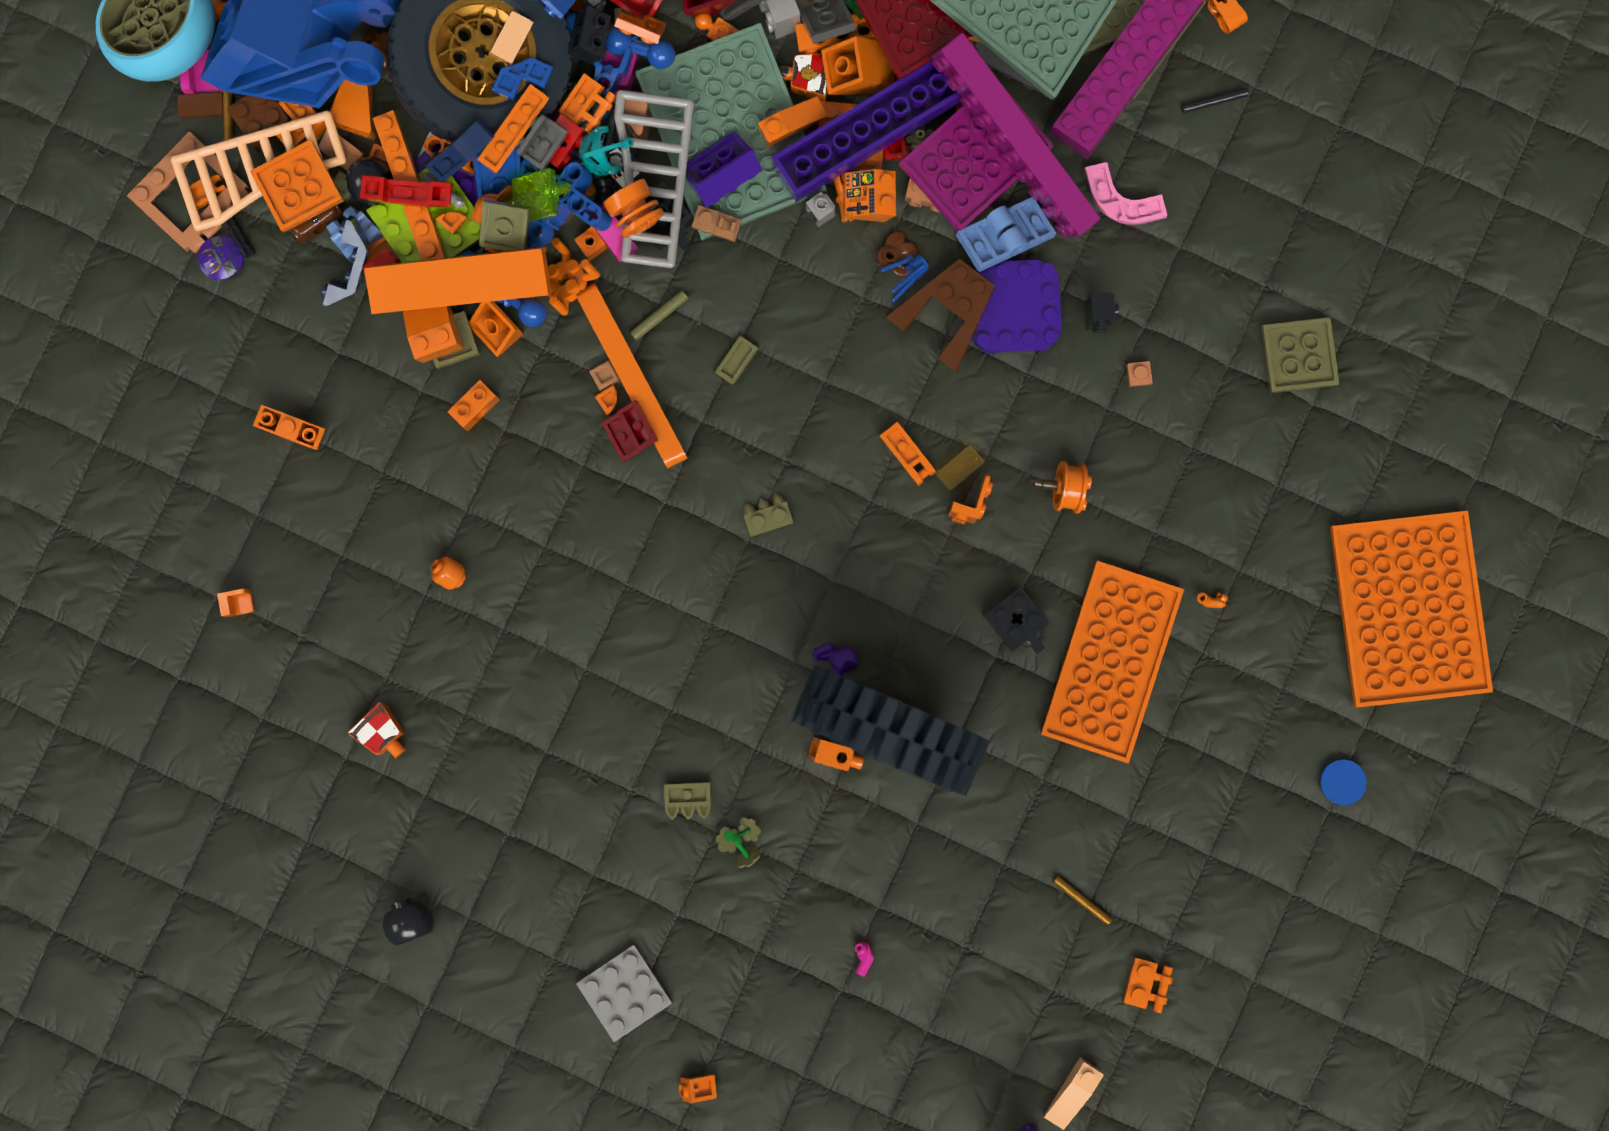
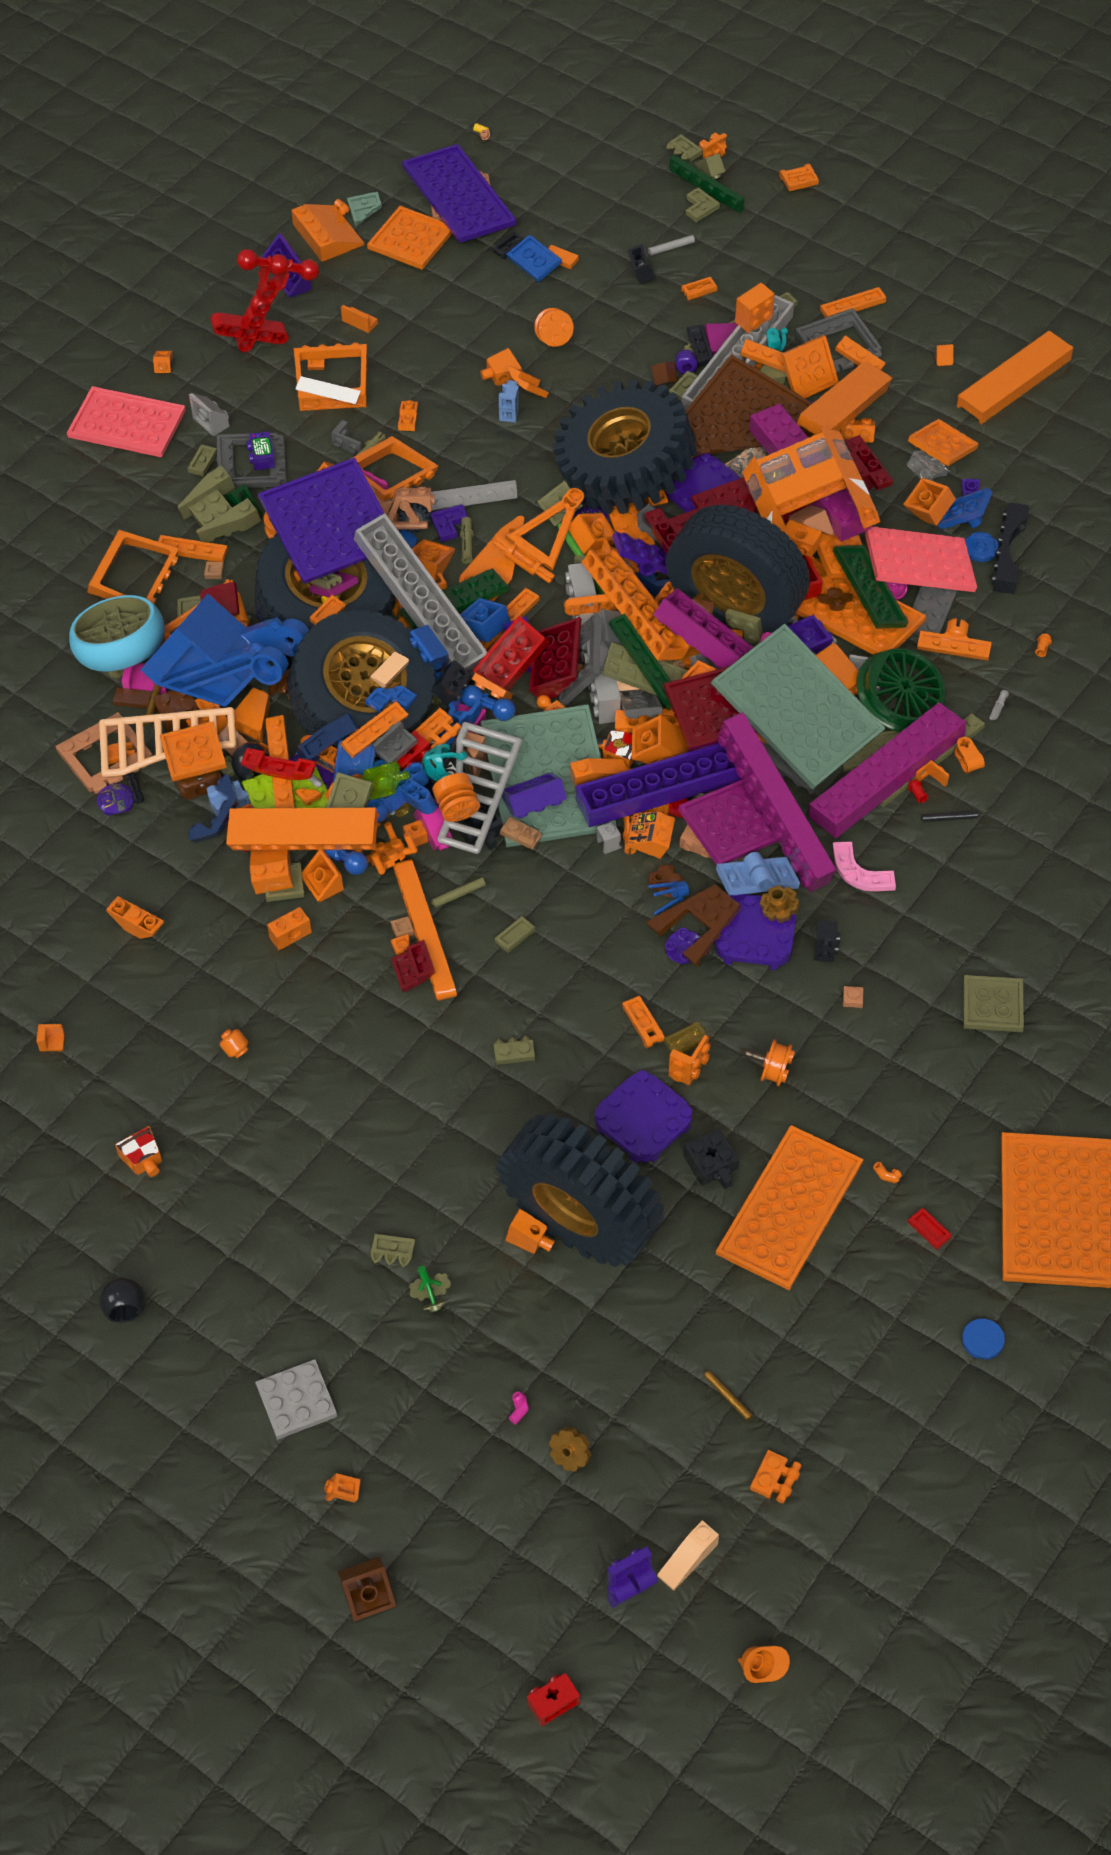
camera: 10 degrees right, 30 degrees down
(930, 1001) = (570, 1449): none -> pearl gold plant
(931, 579) = (643, 1116): none -> dark purple plate
(932, 340) = (678, 943): none -> dark purple dish
(1036, 262) = (779, 904): none -> pearl gold plant
(1172, 71) = (916, 788): none -> red pin
(1192, 41) = (935, 771): none -> orange bracket
(1267, 657) = (929, 1228): none -> red tile

